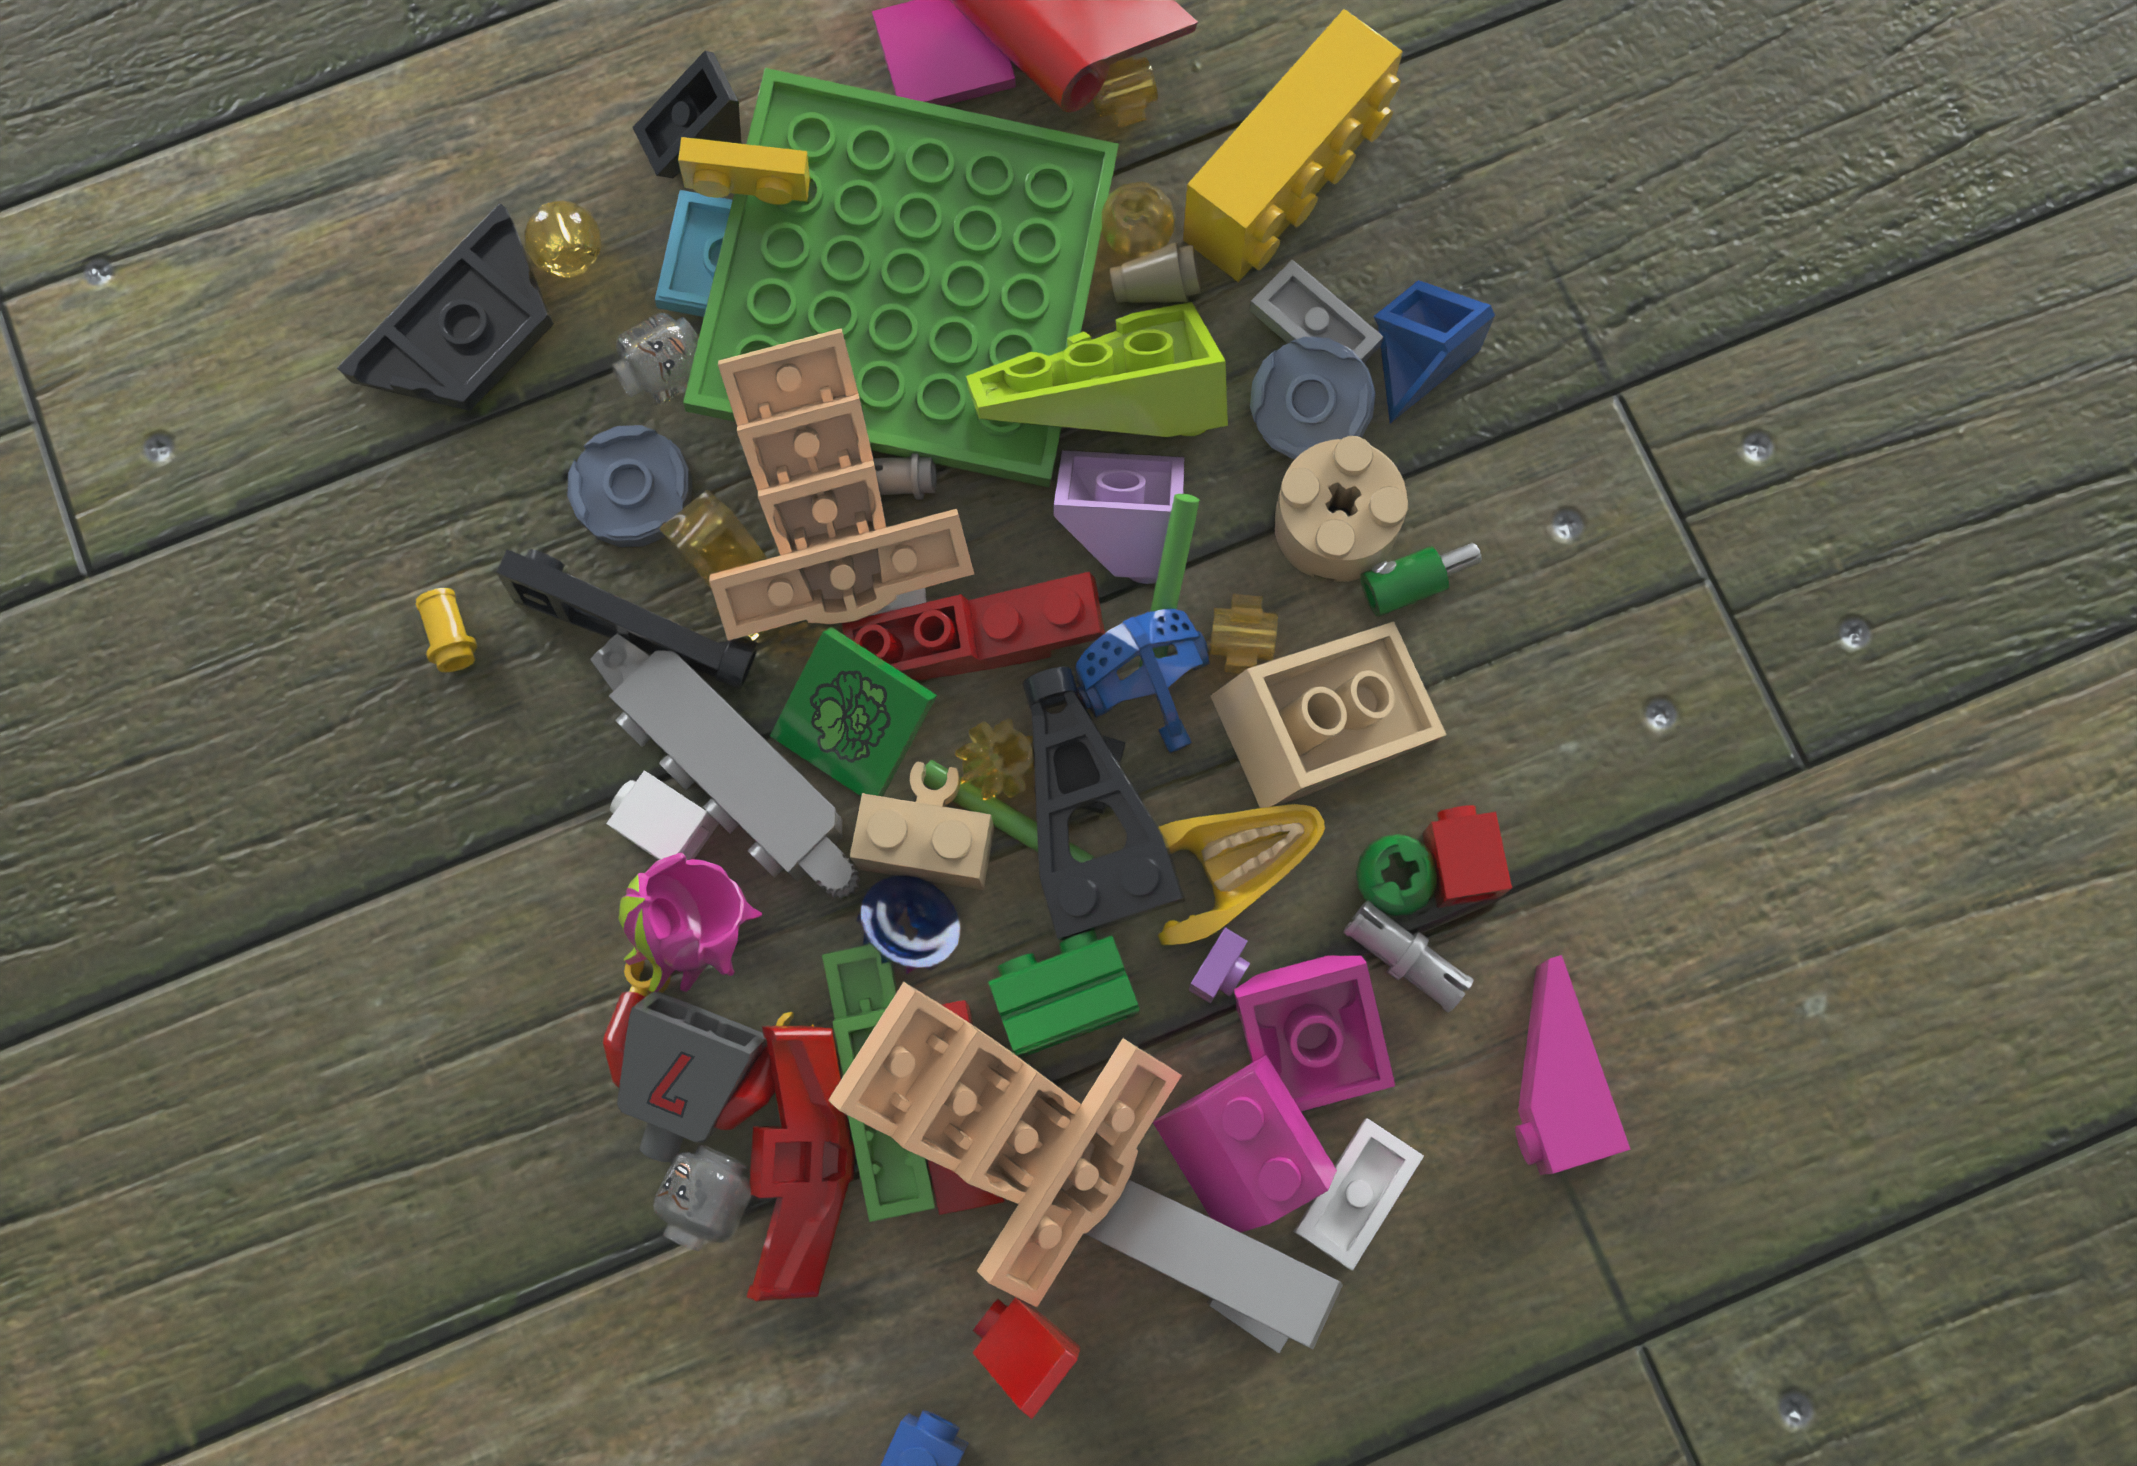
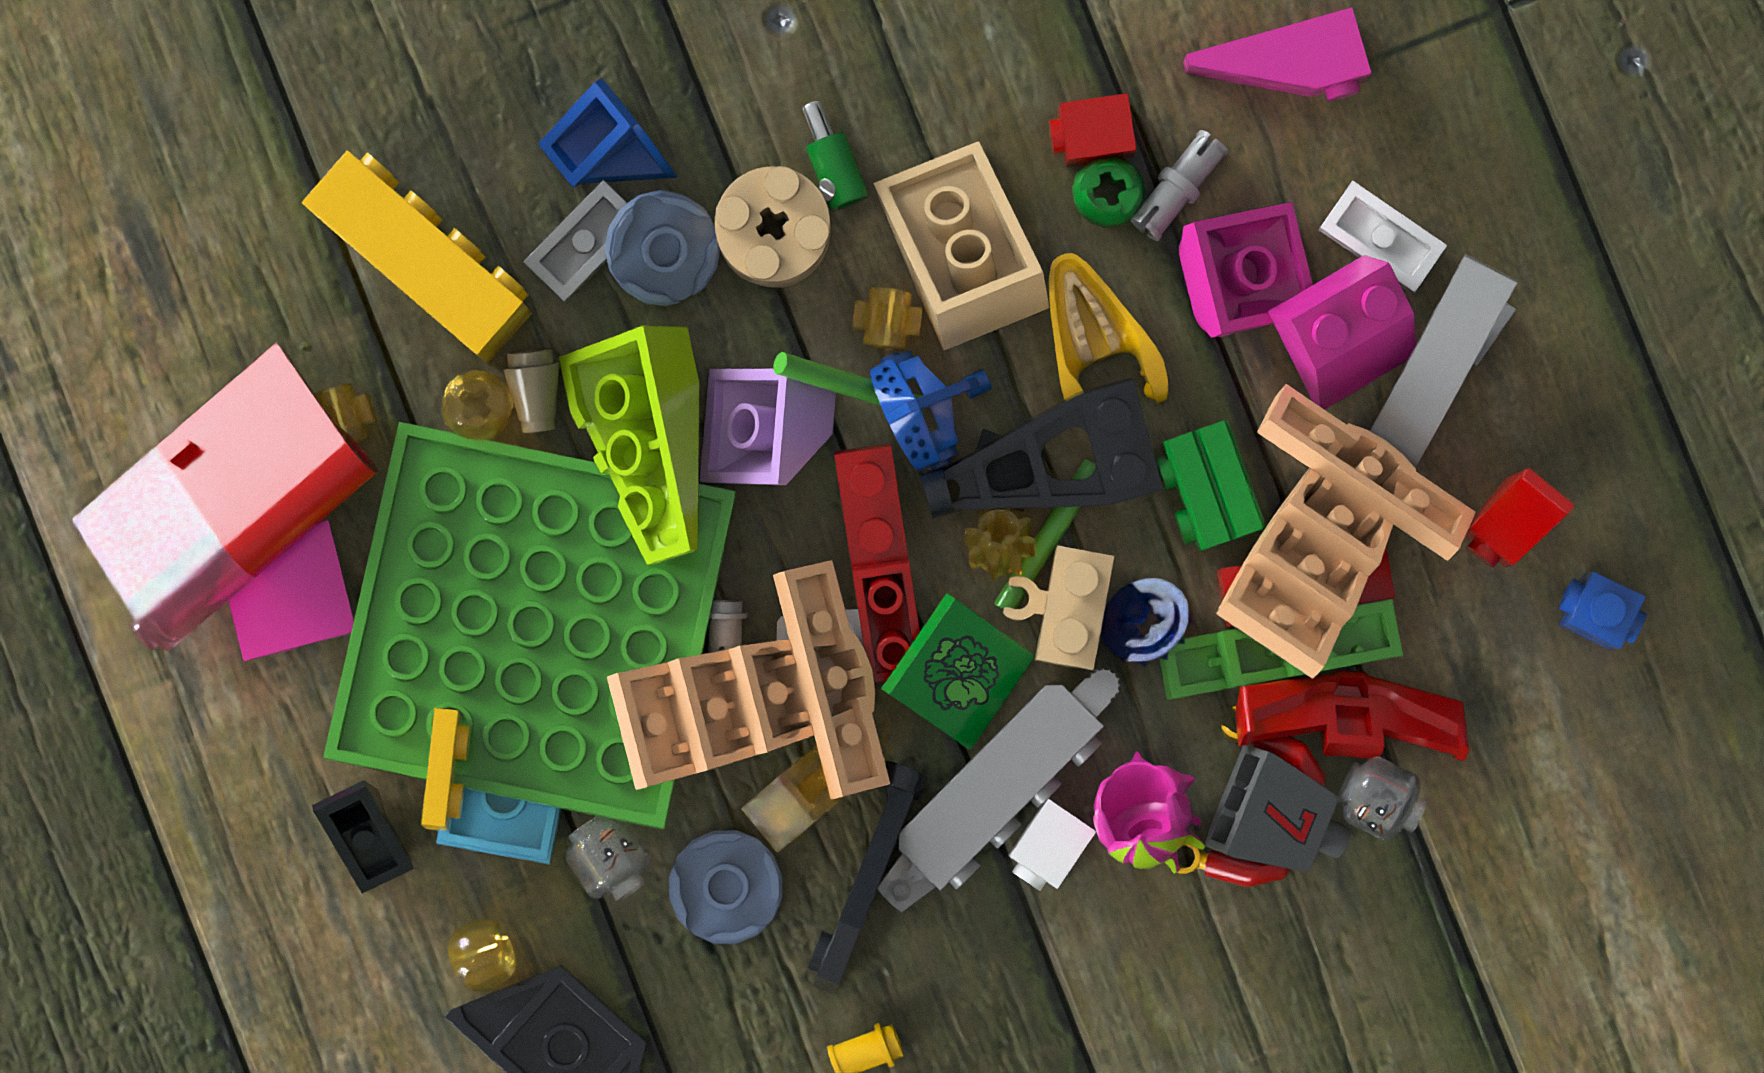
camera: 90 degrees left, 10 degrees up
(1221, 968) = (1188, 348): medium lavender plate -> none

